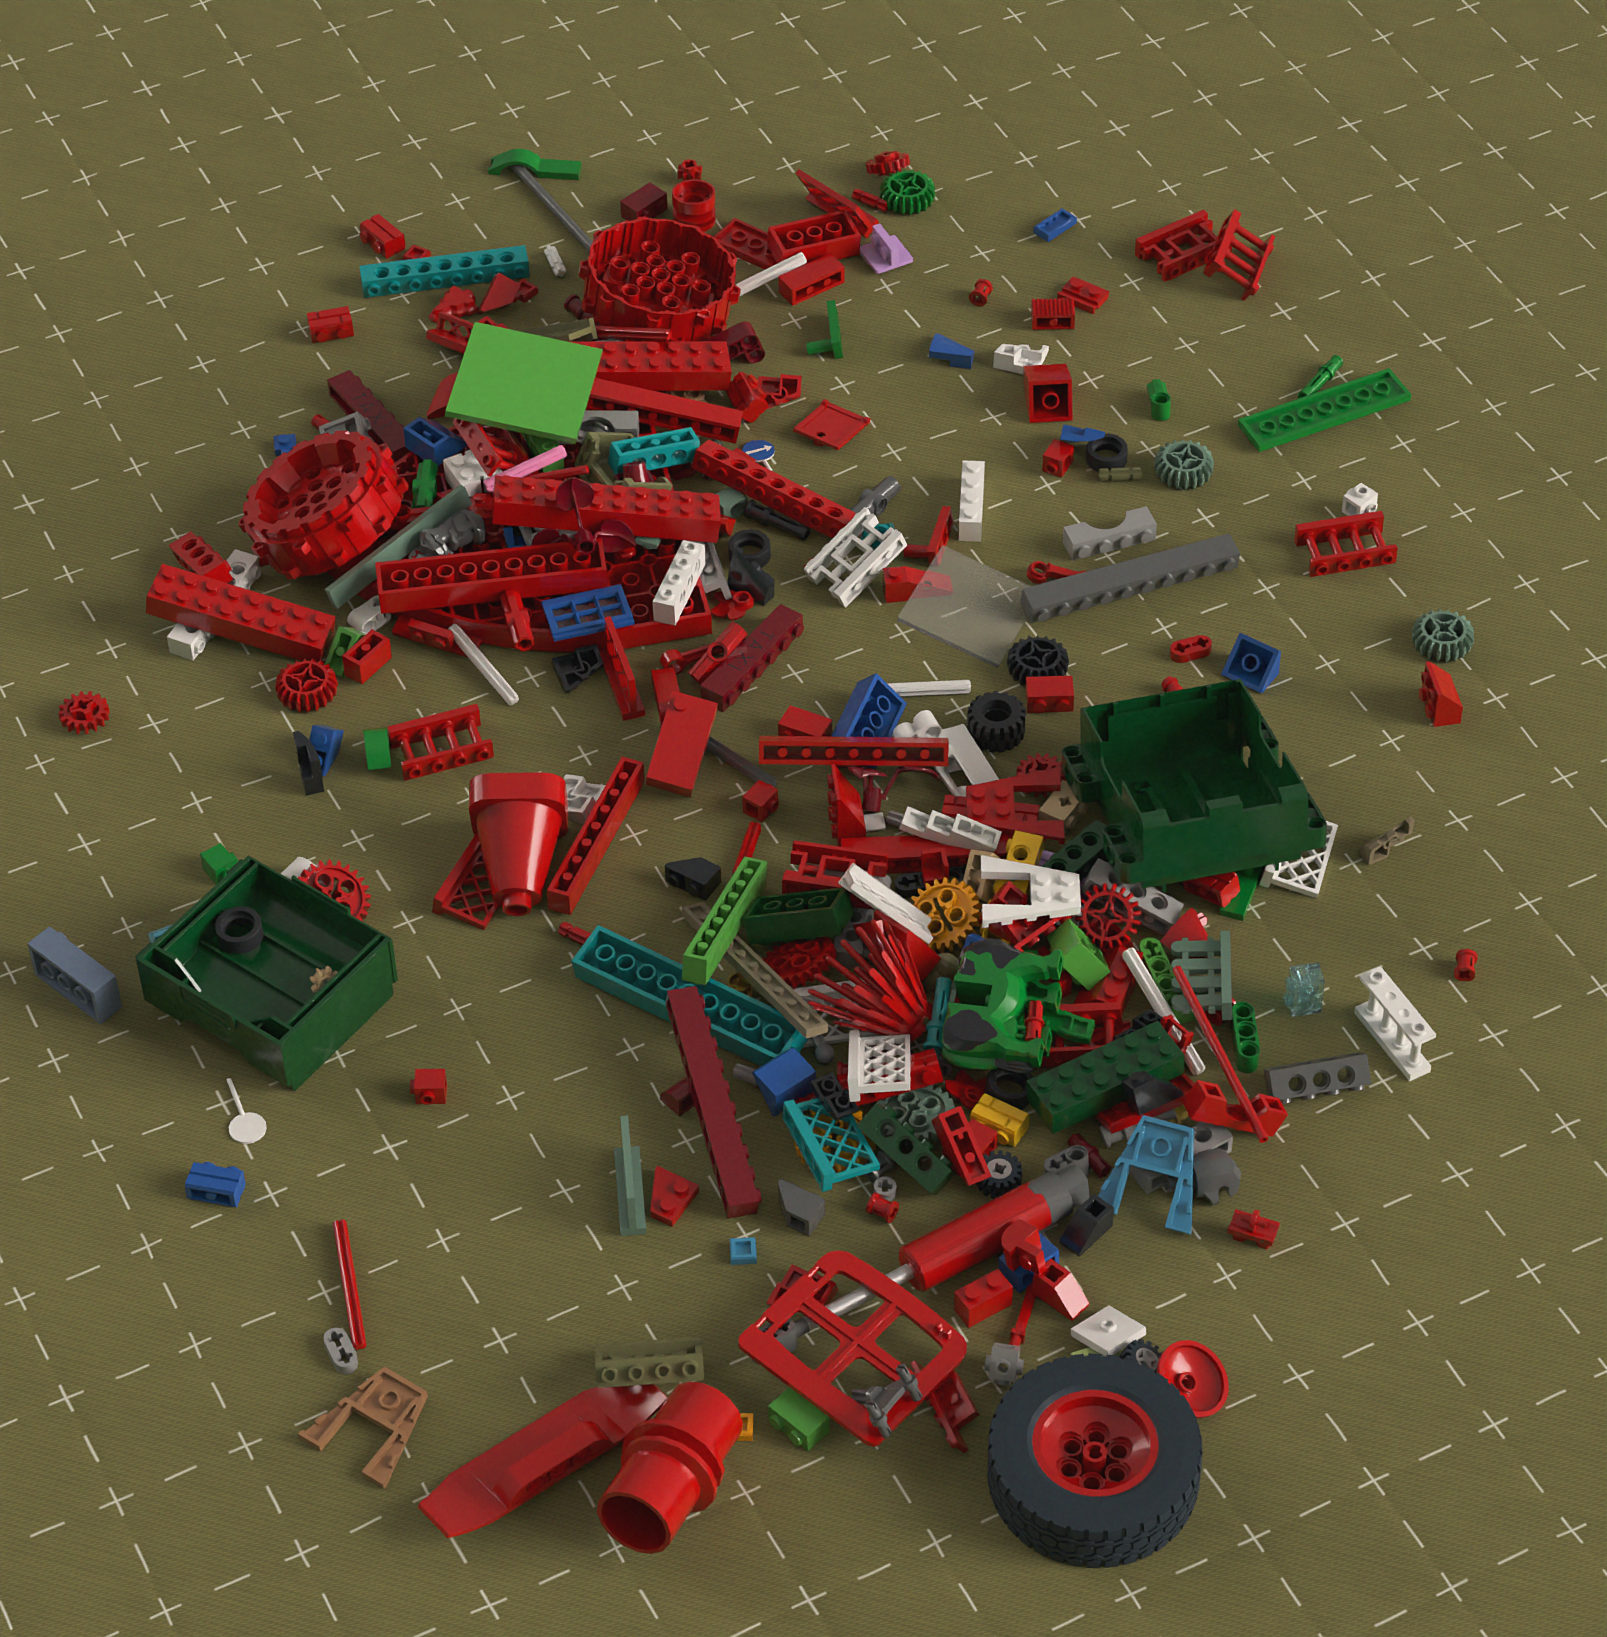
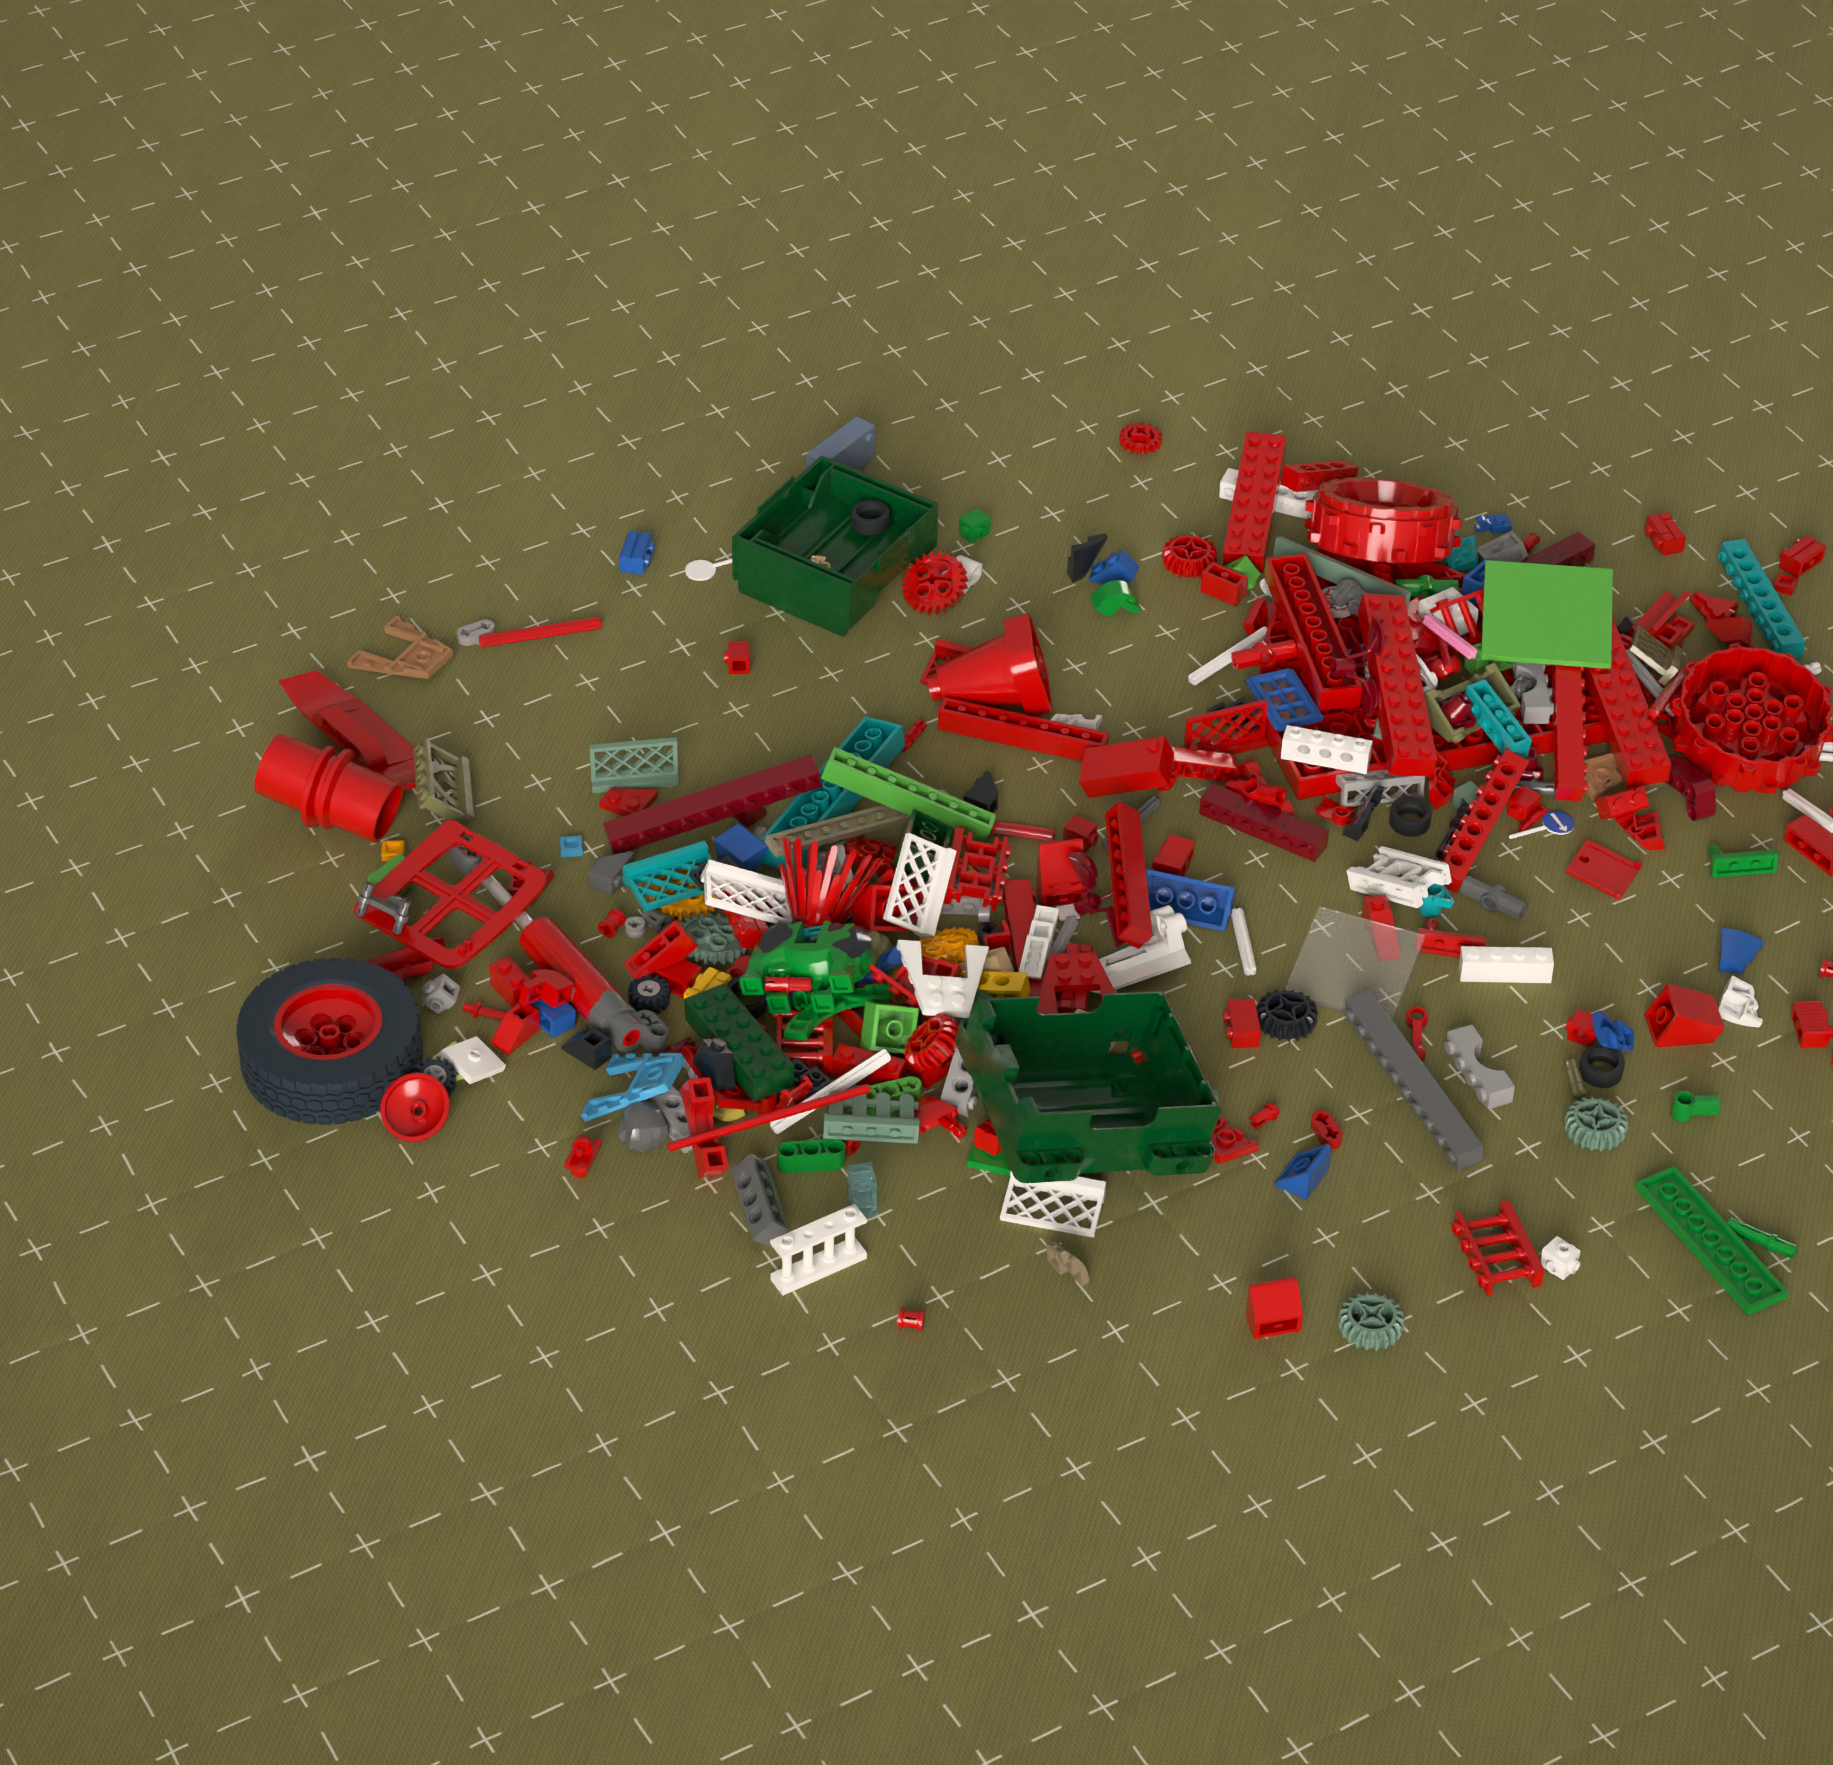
camera: 85 degrees right, 5 degrees down
(438, 725) = (1143, 626): red fence -> none
(874, 1125) = (679, 906): dark green brick -> none
(996, 721) = (1196, 983): black tyre -> none

